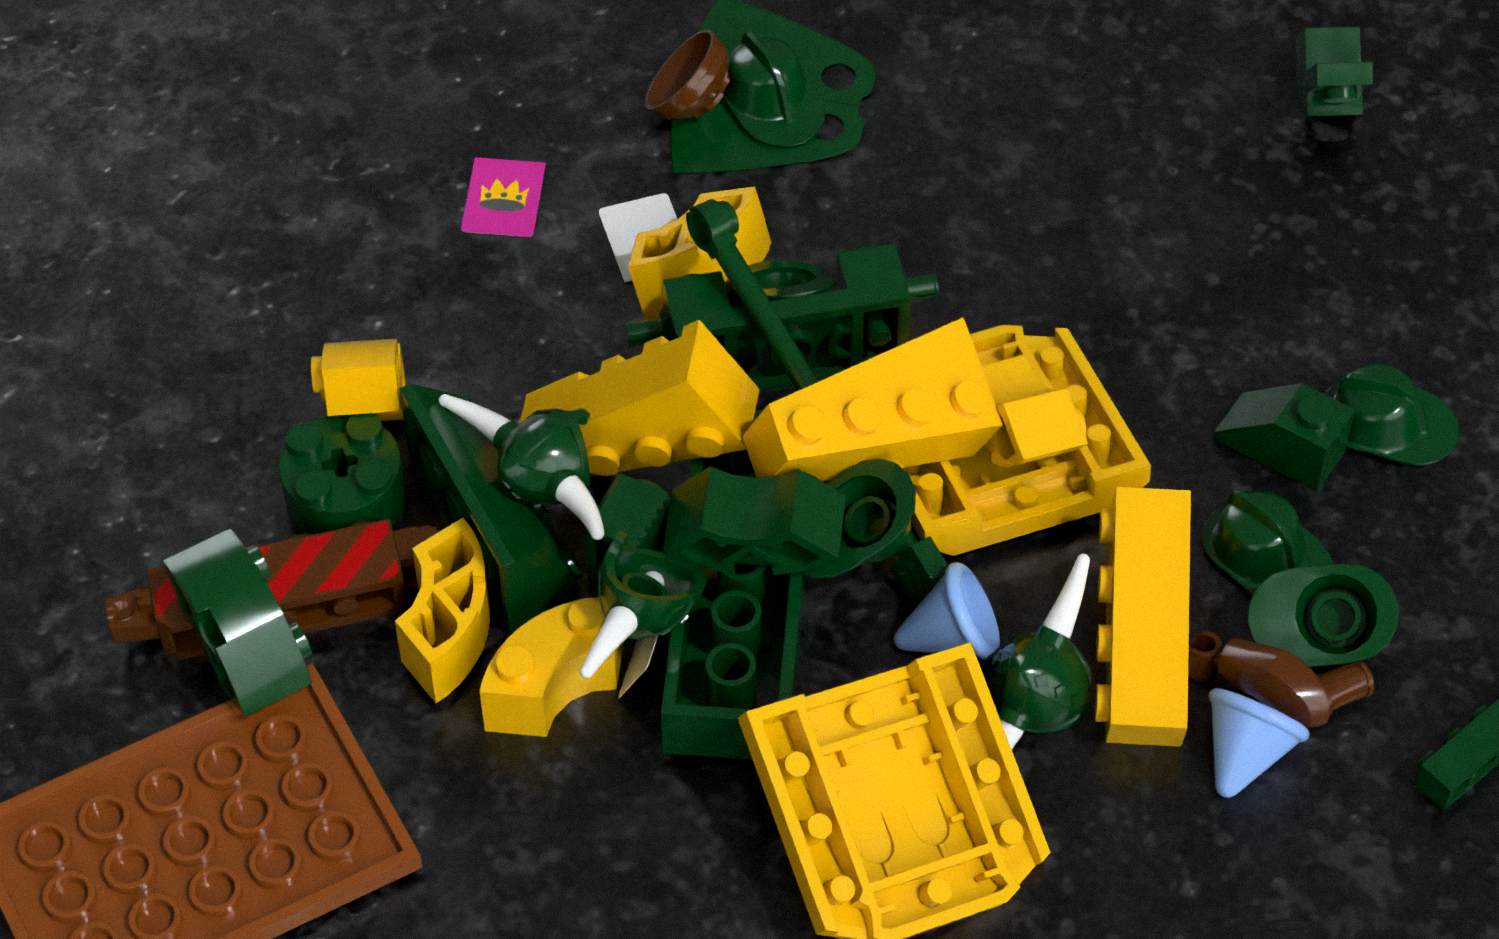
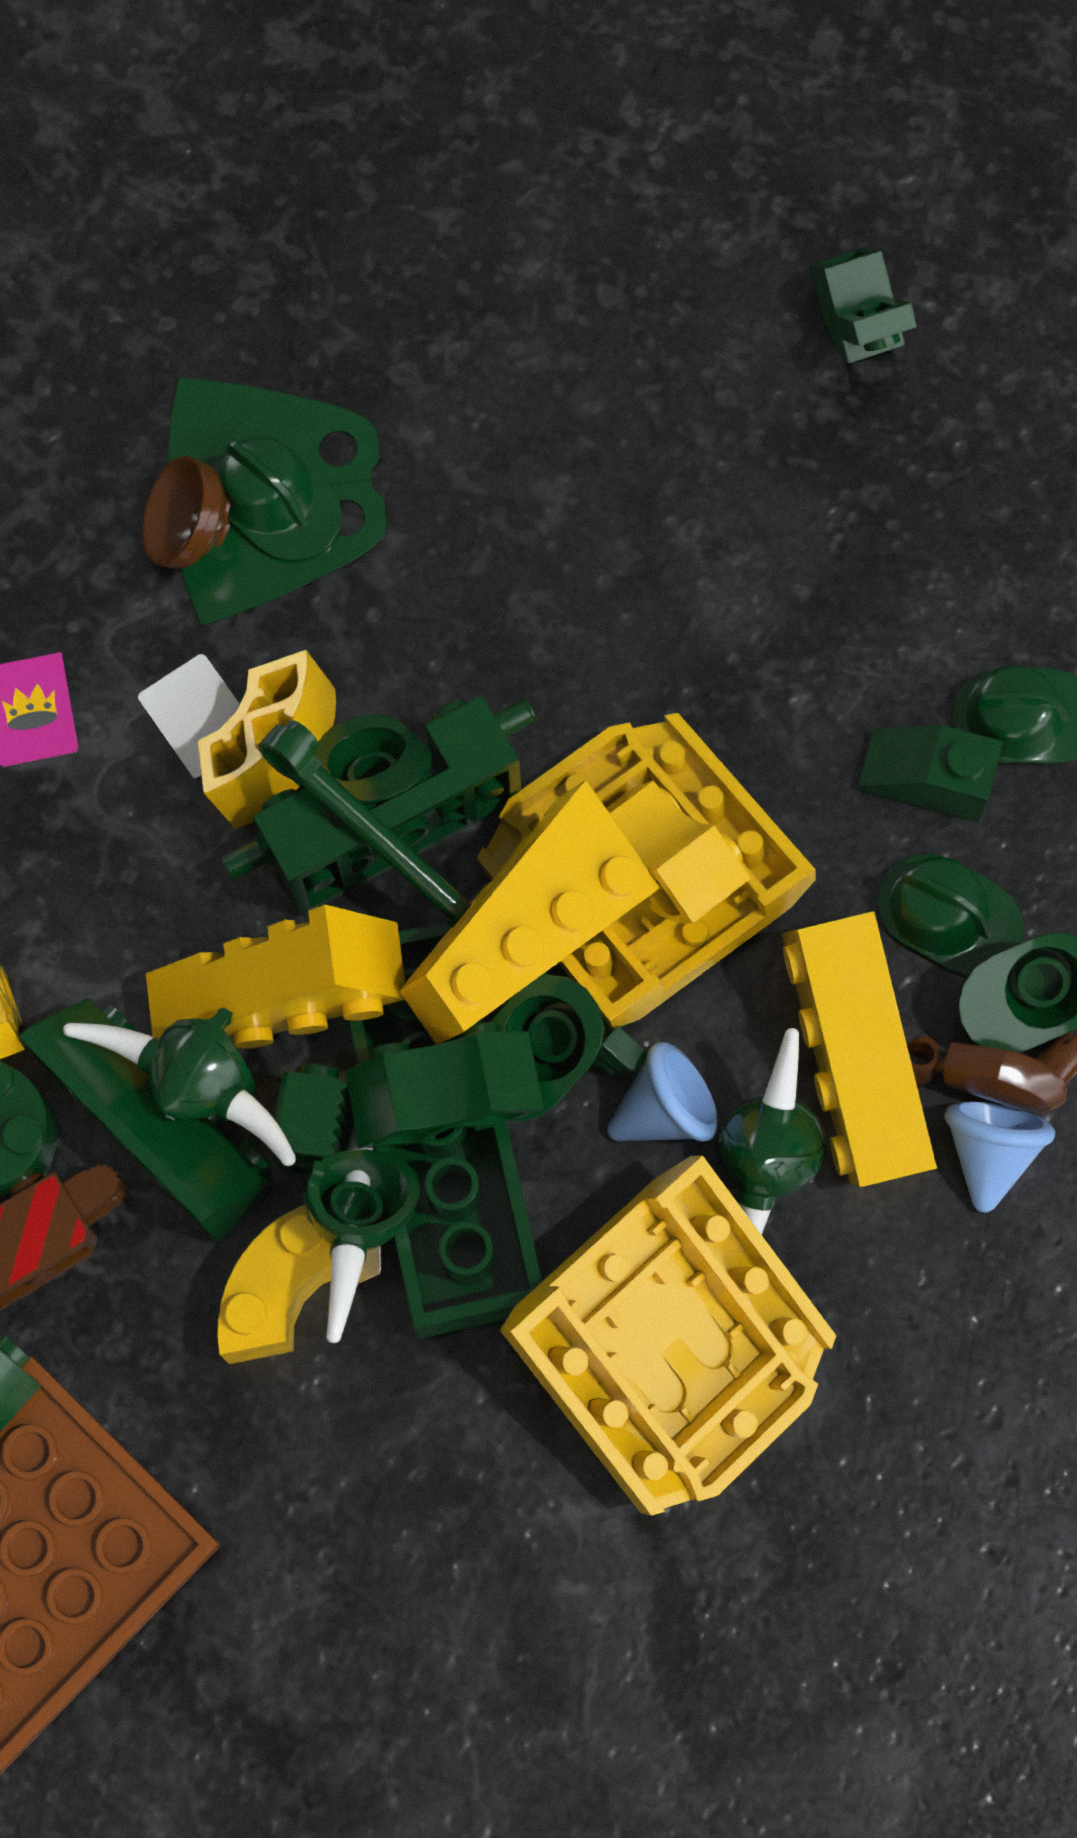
camera: 15 degrees left, 20 degrees up
(451, 614) = (155, 1256): yellow brick -> none

